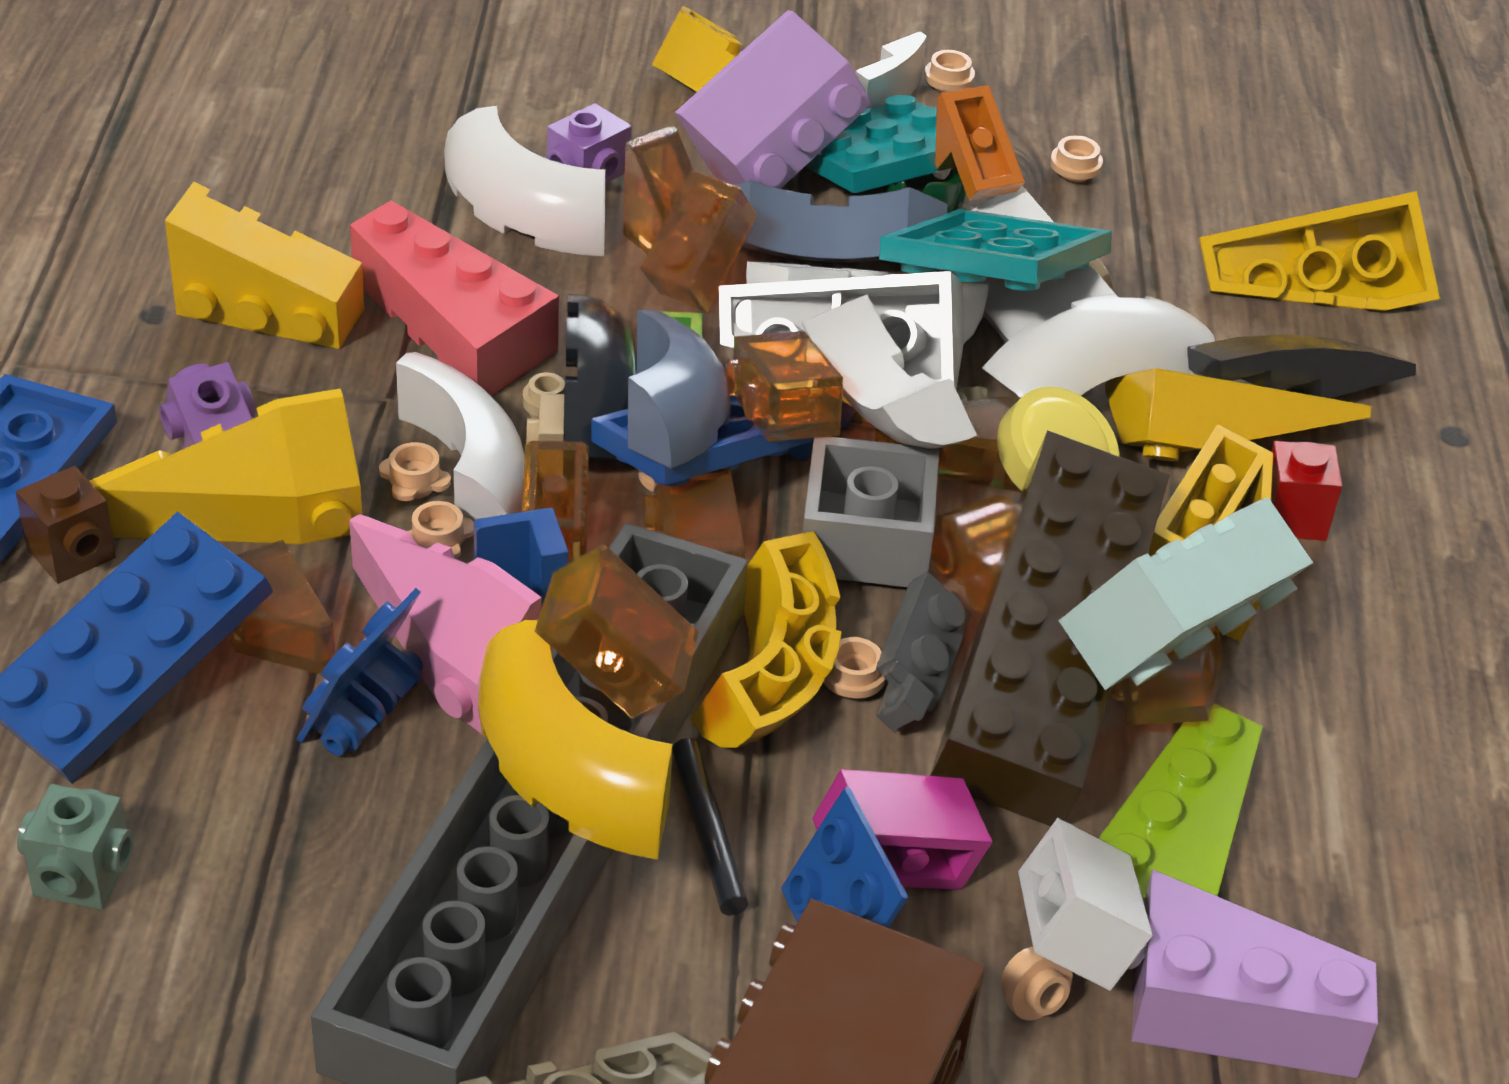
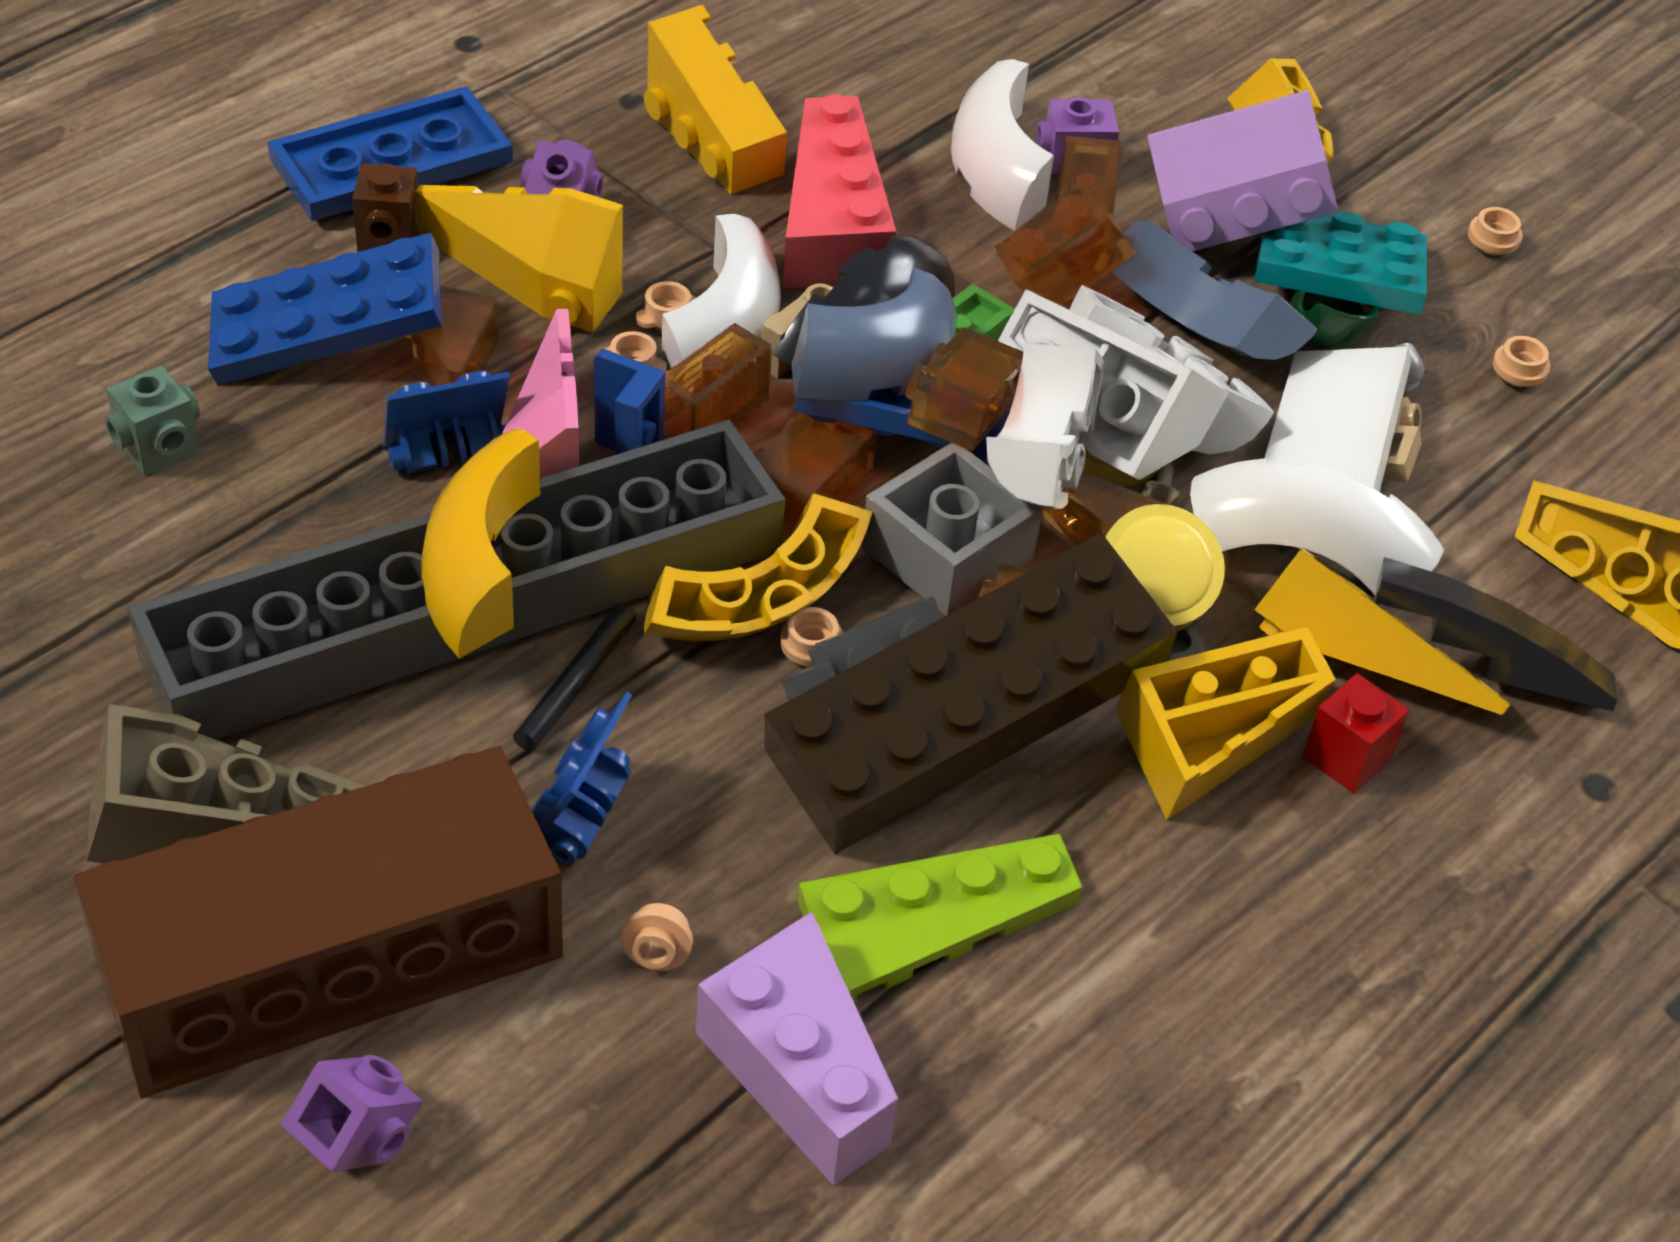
camera: 40 degrees right, 5 degrees up
(617, 631) = (580, 477): clear orange brick -> none
(897, 70) = (1434, 210): white slope -> none
(921, 823) = (679, 762): dark pink brick -> none
(976, 143) = (1385, 288): orange slope -> none
(995, 246) = (1296, 382): teal plate -> none
(1084, 905) = (737, 901): white brick -> none
(1177, 693) = (1051, 793): clear orange slope -> none
(1185, 592) = (1070, 723): light aqua wedge -> none

